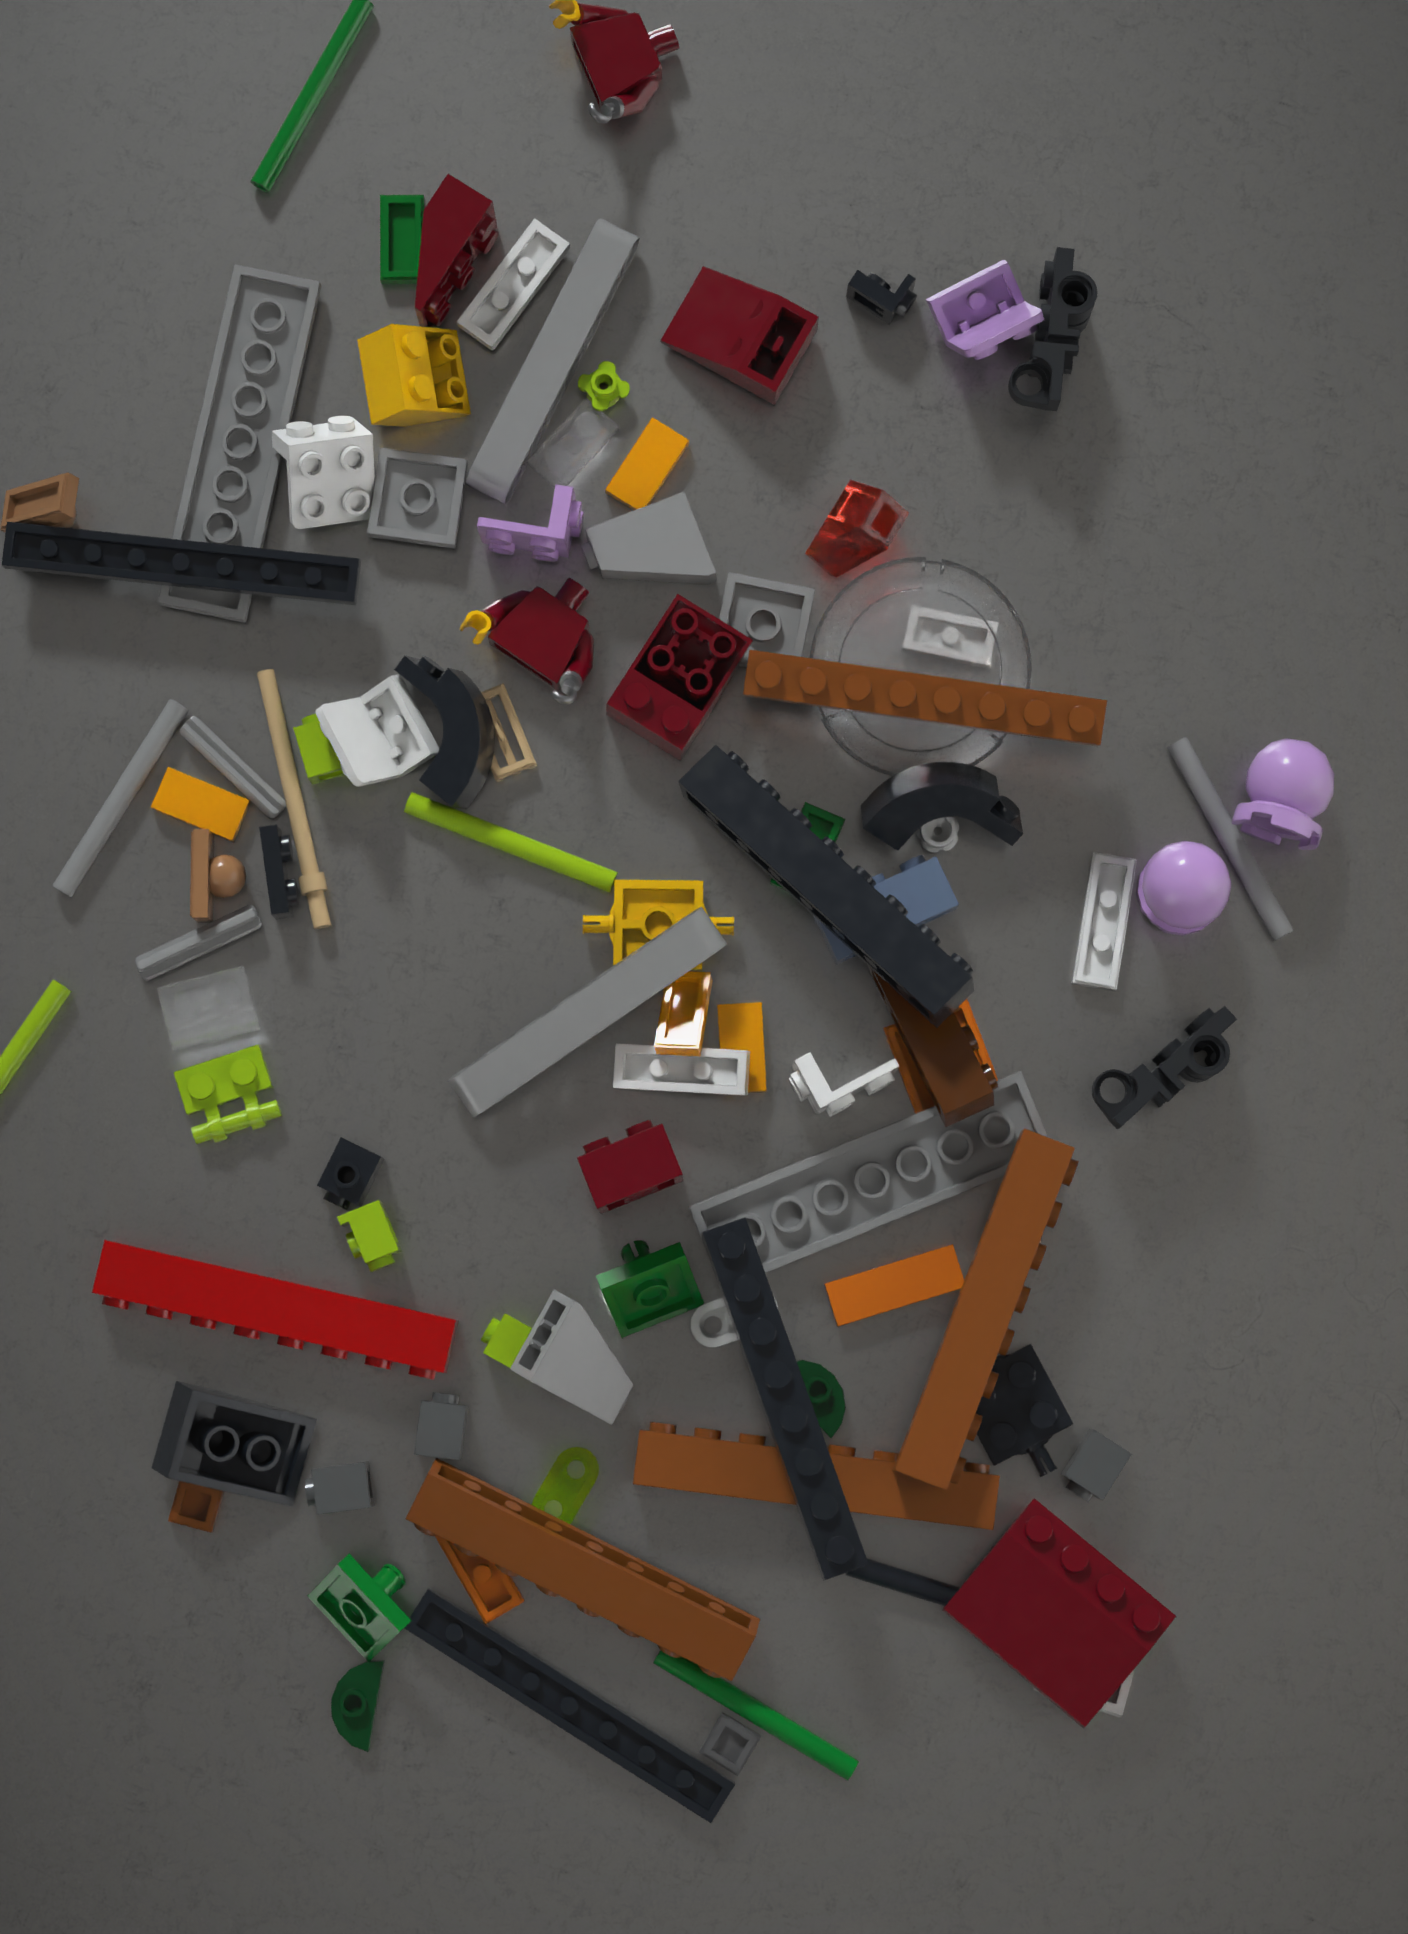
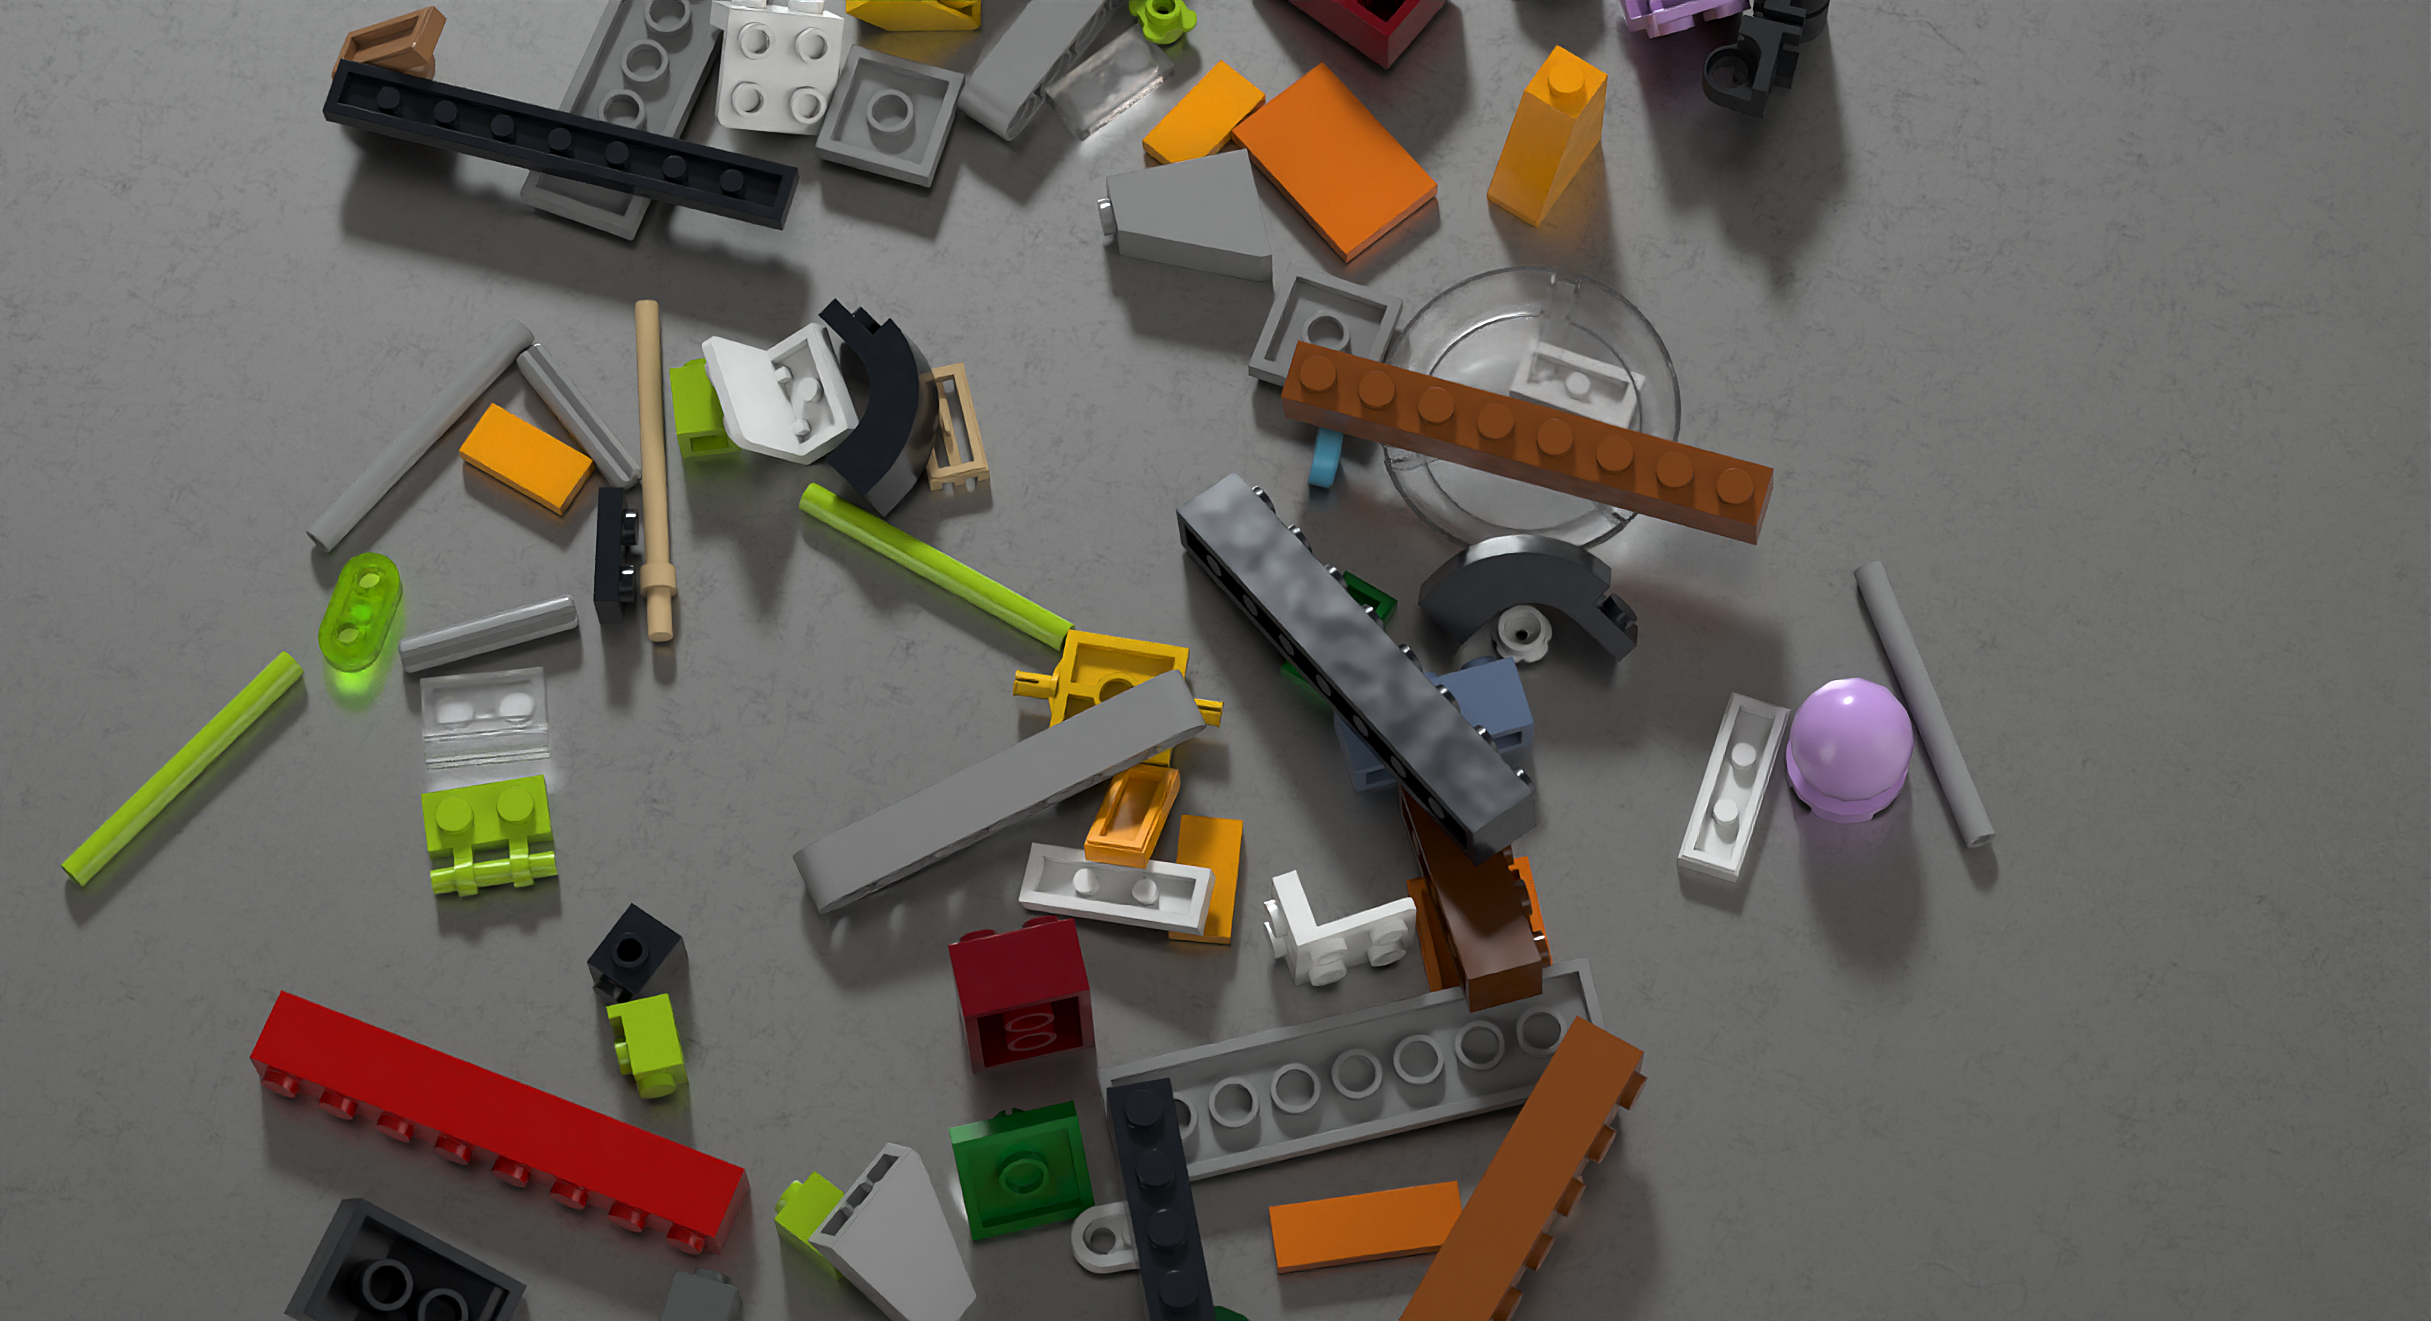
camera: 10 degrees right, 15 degrees down
(104, 939) = (361, 609): none -> clear neon green plate
(211, 875) = (522, 547): medium nougat tile -> none
(541, 635) = (1021, 303): dark red torso -> none
(543, 542) = (1043, 181): lavender bracket -> none
(678, 677) = (1196, 385): dark red slope -> none
(747, 484) = (1334, 162): none -> orange tile
(777, 720) = (1325, 457): none -> medium azure tile
(856, 528) = (1471, 231): clear red slope -> none
(905, 446) = (1549, 136): none -> light orange slope
(1174, 1059) = (1825, 971): black plate -> none
(1287, 789) = (2006, 648): lavender tile -> none

